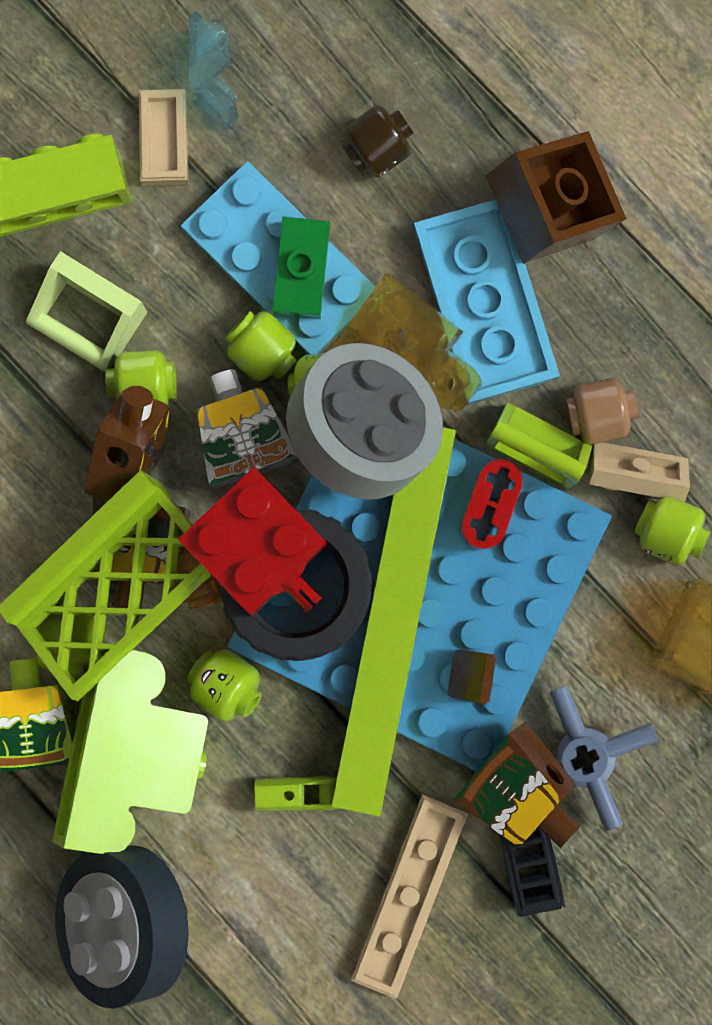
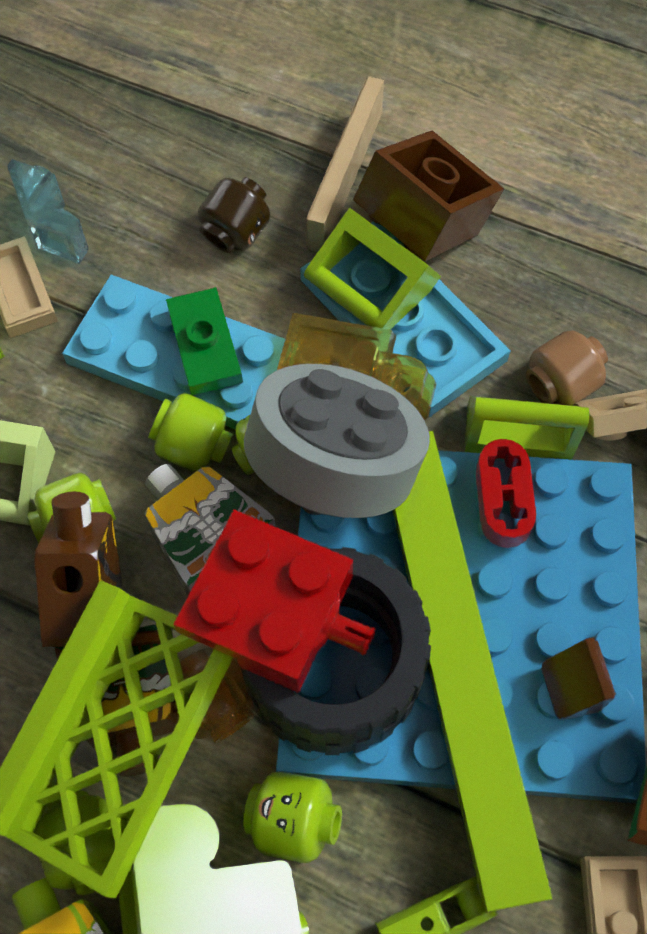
camera: 20 degrees left, 20 degrees down
(492, 246) = (344, 238): none -> lime tile
(502, 122) = (345, 164): none -> tan tile

